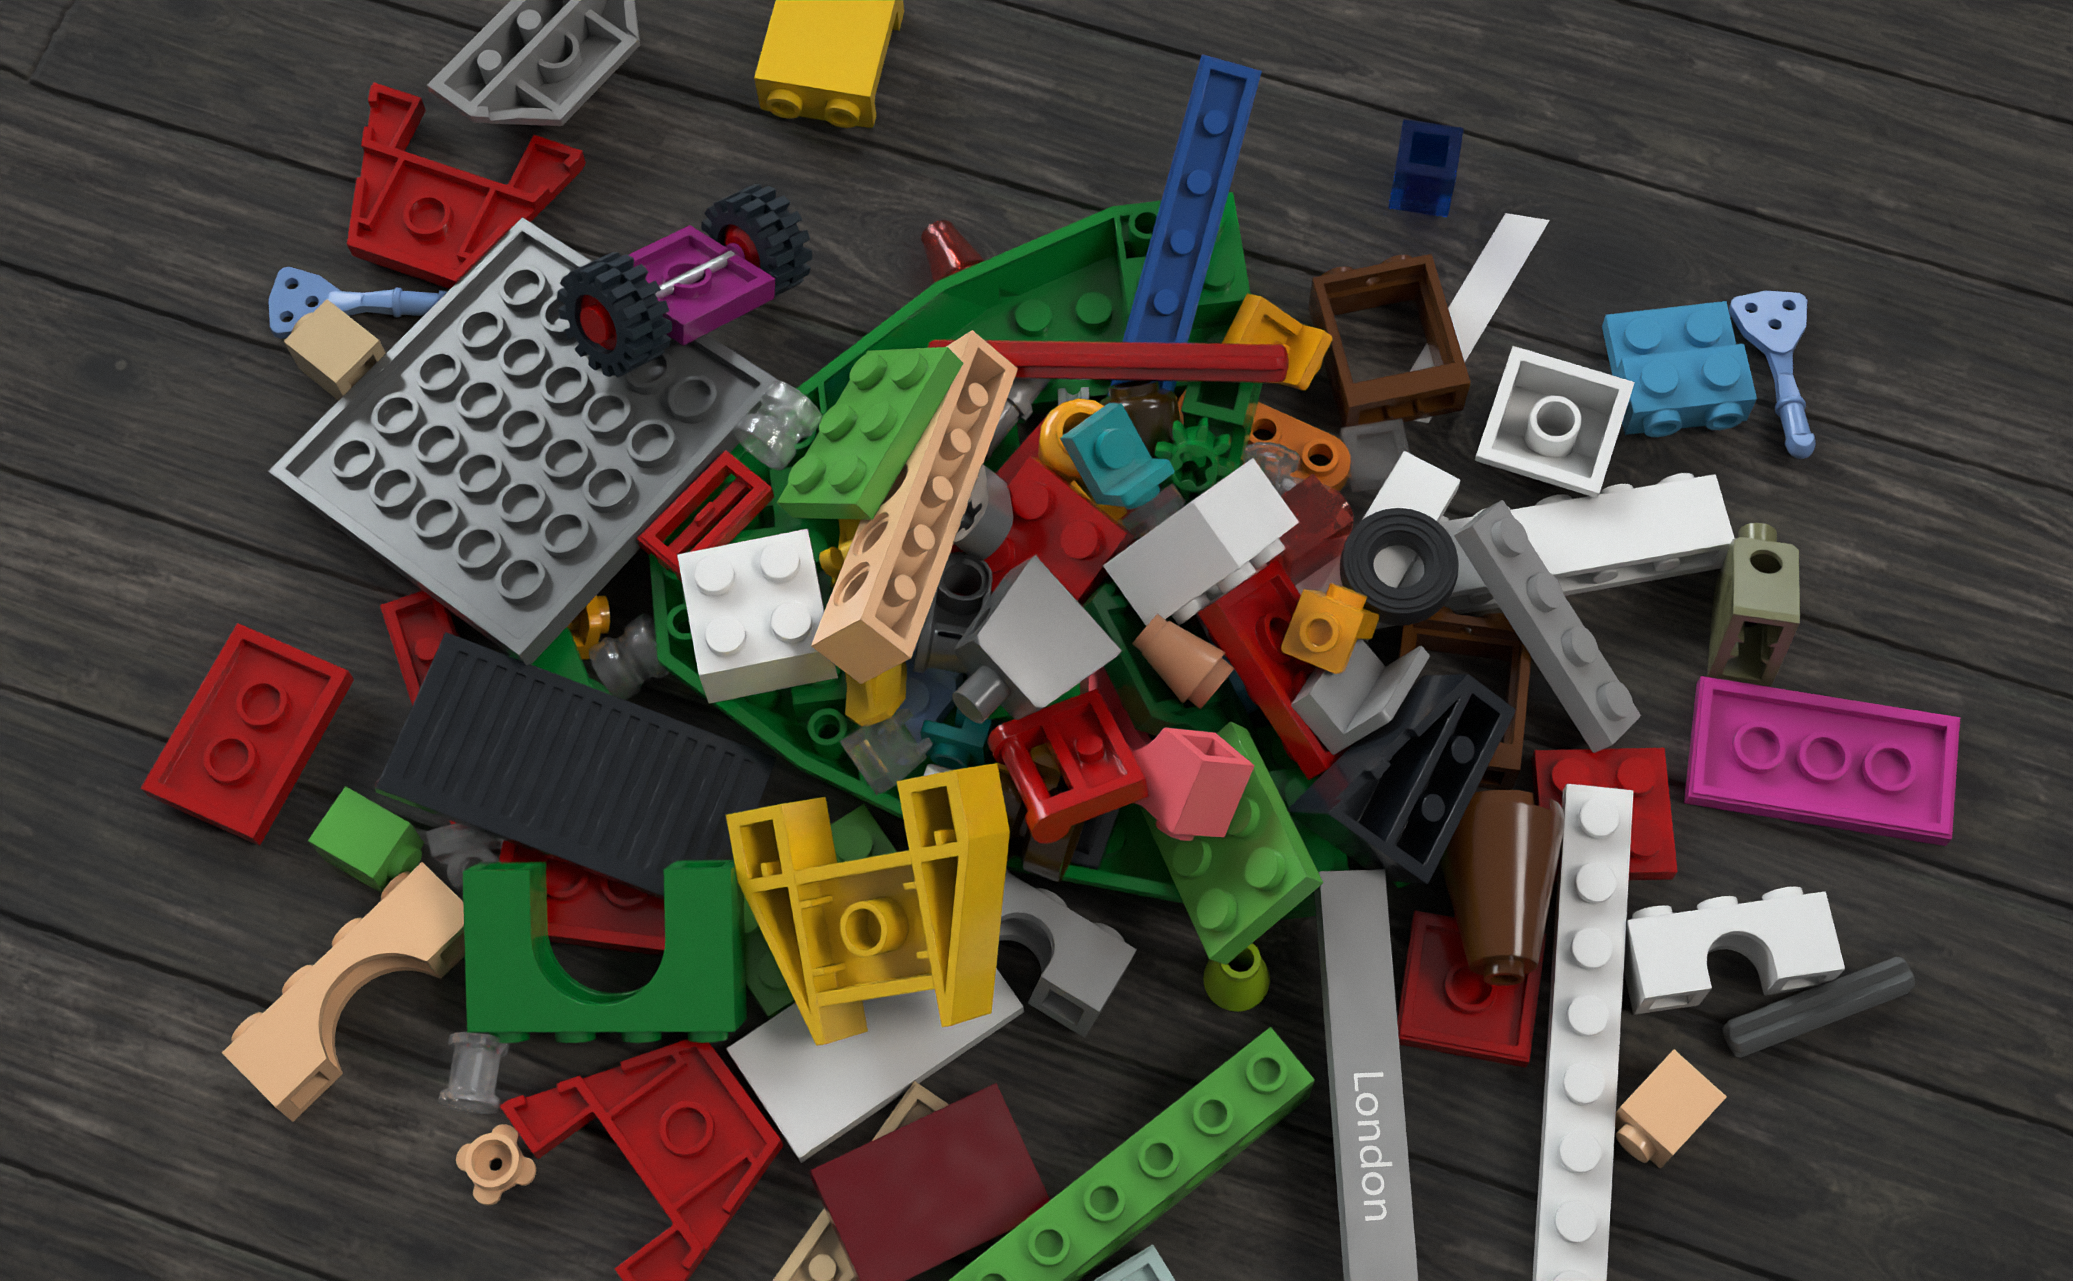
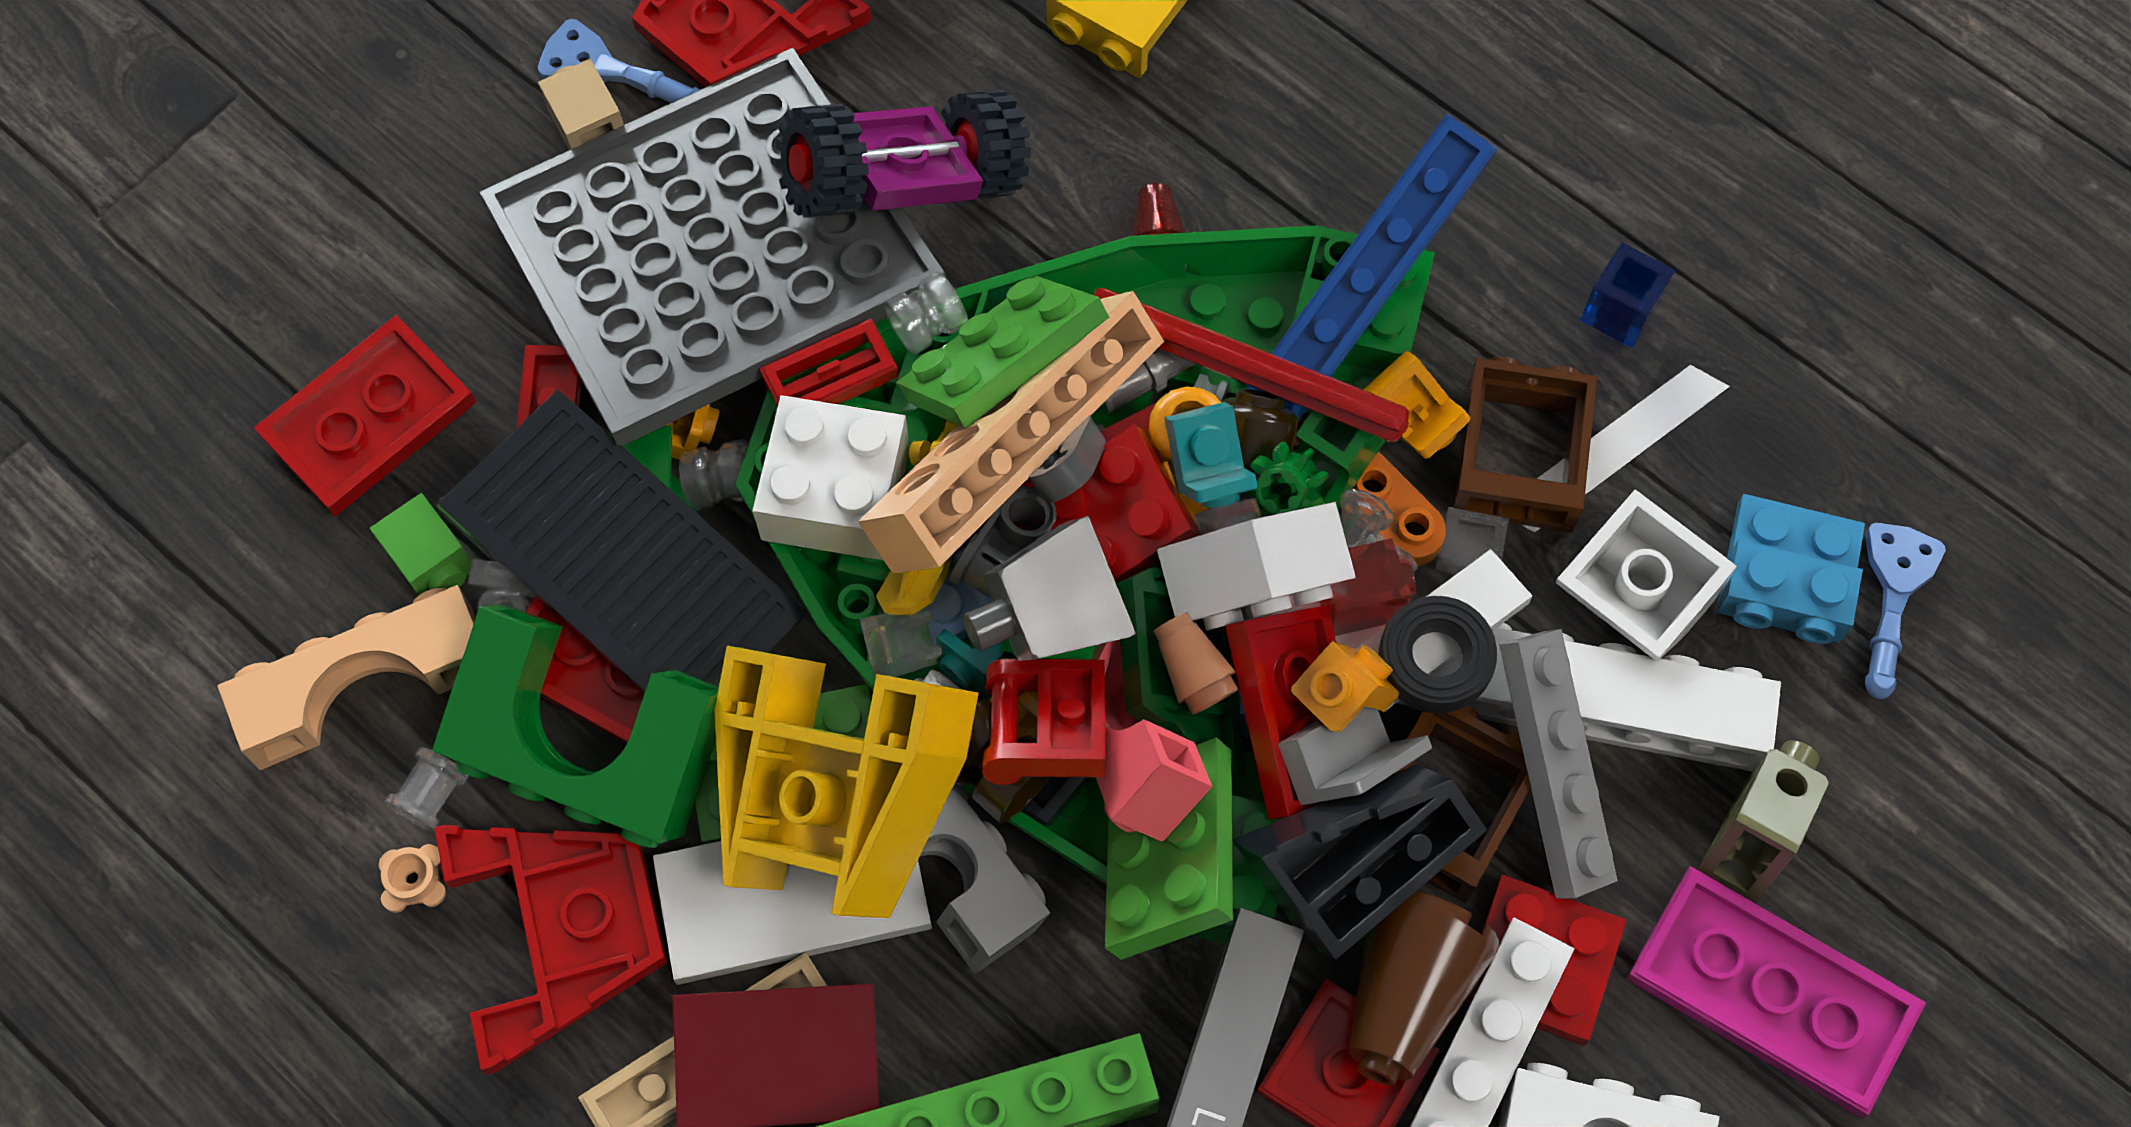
camera: 20 degrees right, 0 degrees up
(1236, 989) = (1133, 988): lime cone -> none

